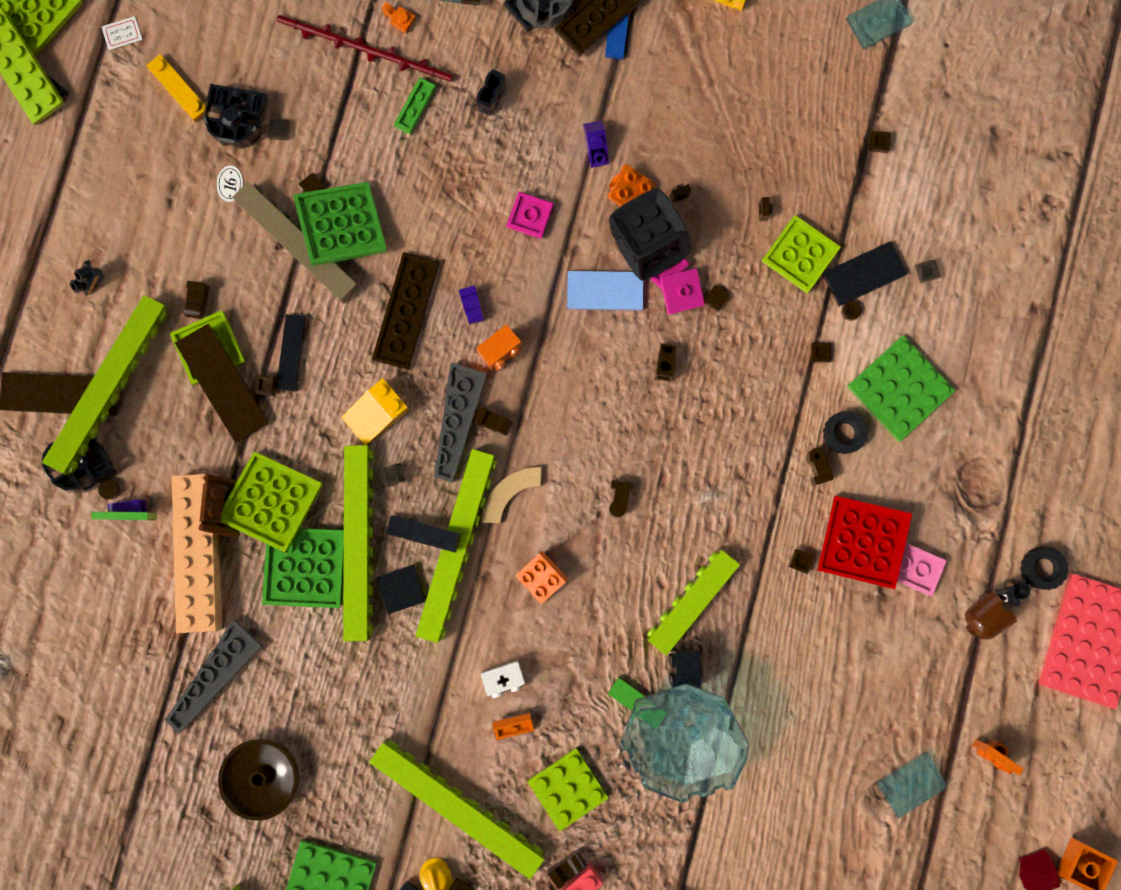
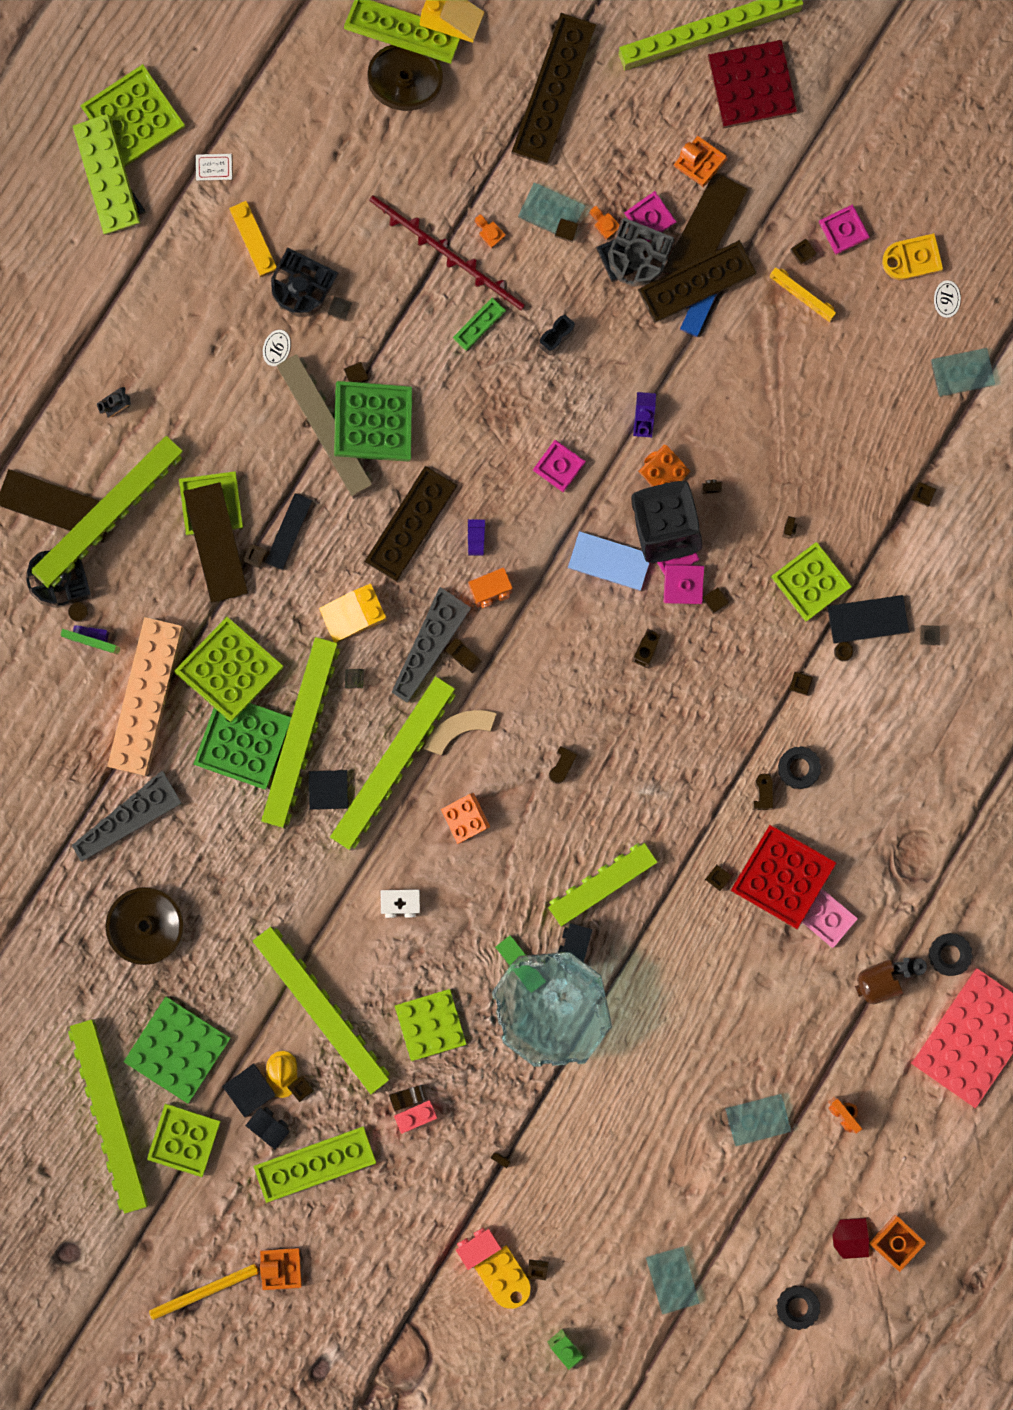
camera: 20 degrees right, 0 degrees up
(196, 299) = (213, 453): dark brown leg -> none
(213, 504) = (176, 657): reddish brown plate -> none
(423, 534) = (365, 743): black tile -> none
(513, 726) = (396, 950): orange plate -> none
(901, 388) = (867, 741): bright green plate -> none

